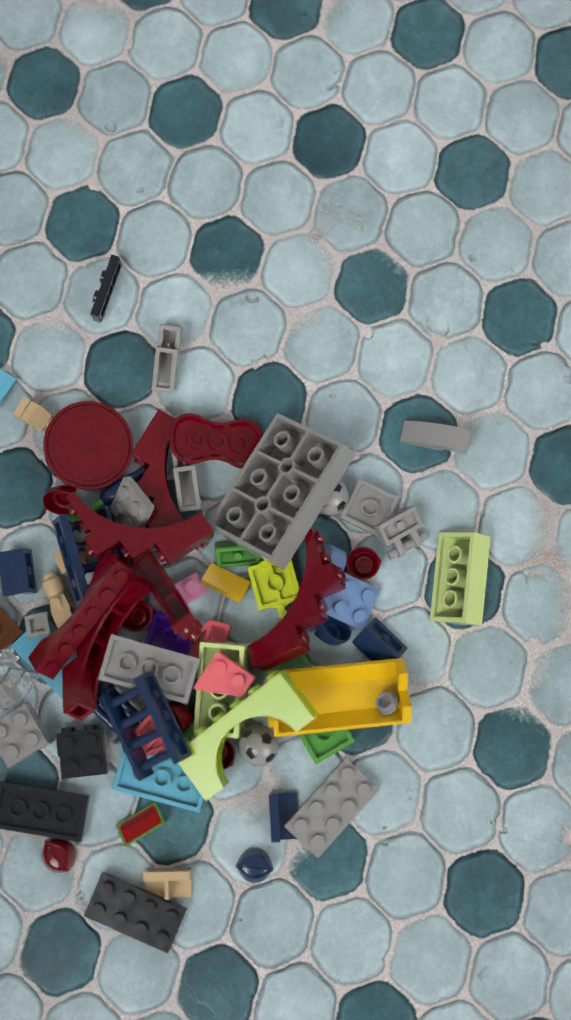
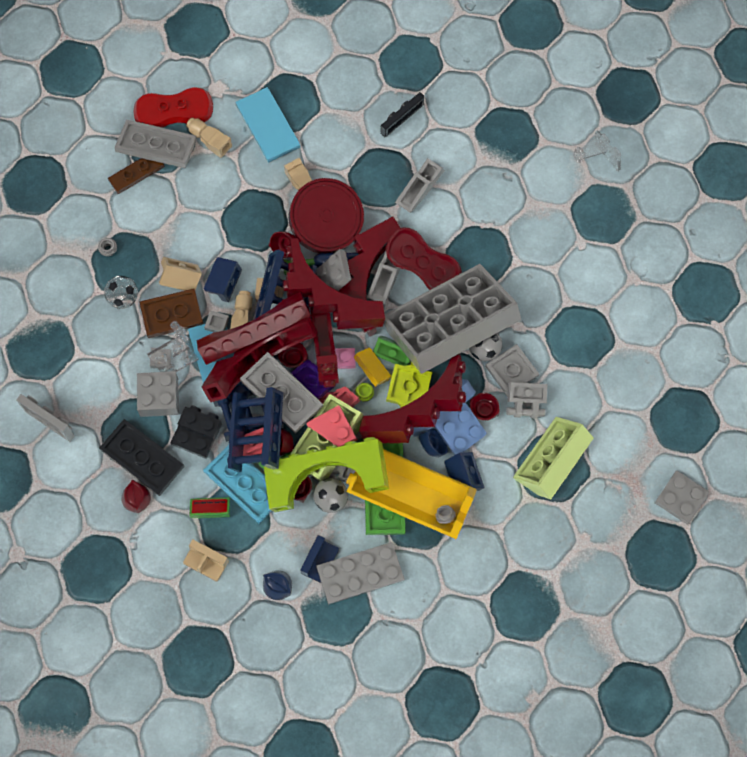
camera: 25 degrees right, 10 degrees down
(135, 912) = (169, 569): black plate -> none
(231, 613) = (364, 392): none -> lime plate
(436, 436) = (592, 344): light grey slope -> none

